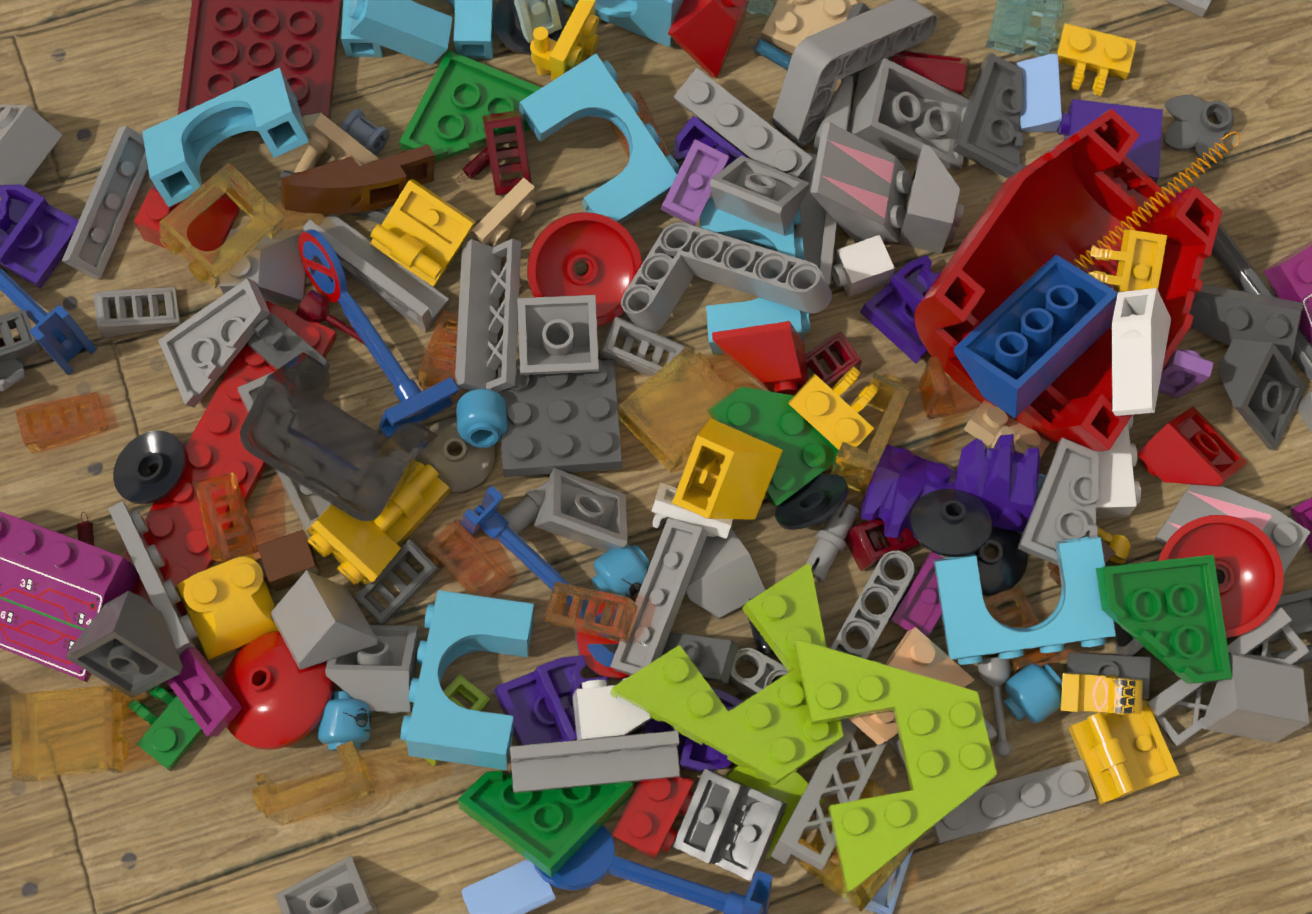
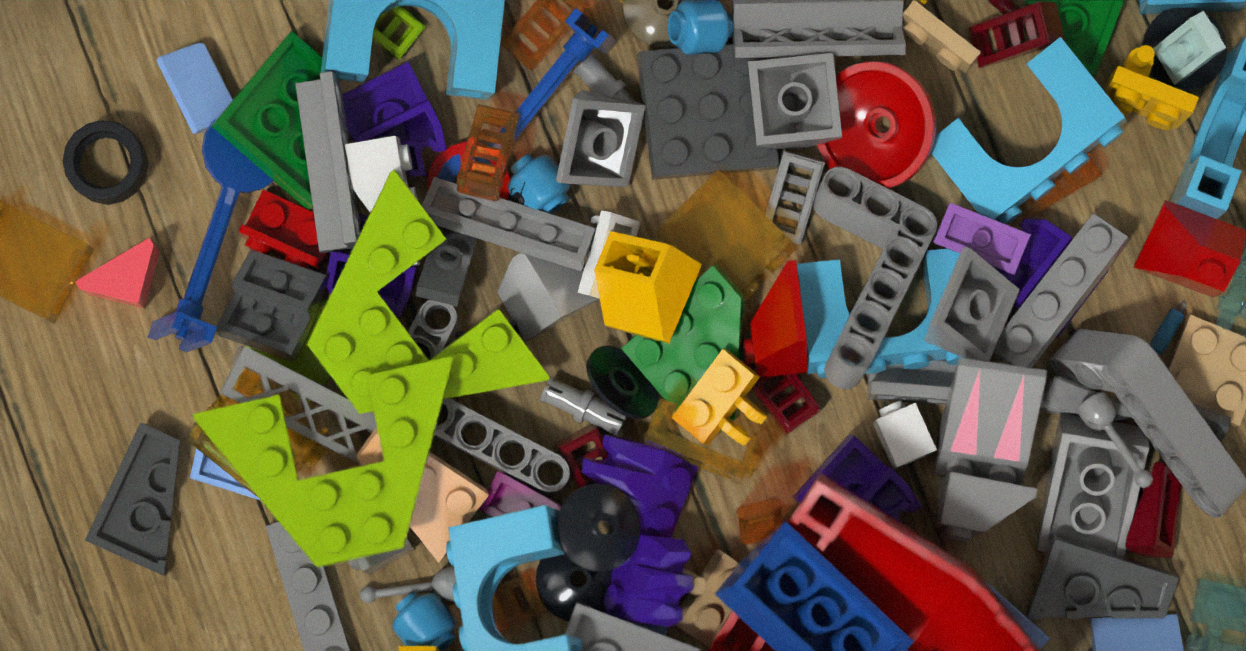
camera: 90 degrees right, 10 degrees up
(855, 96) = (1098, 414): none -> light grey hinge

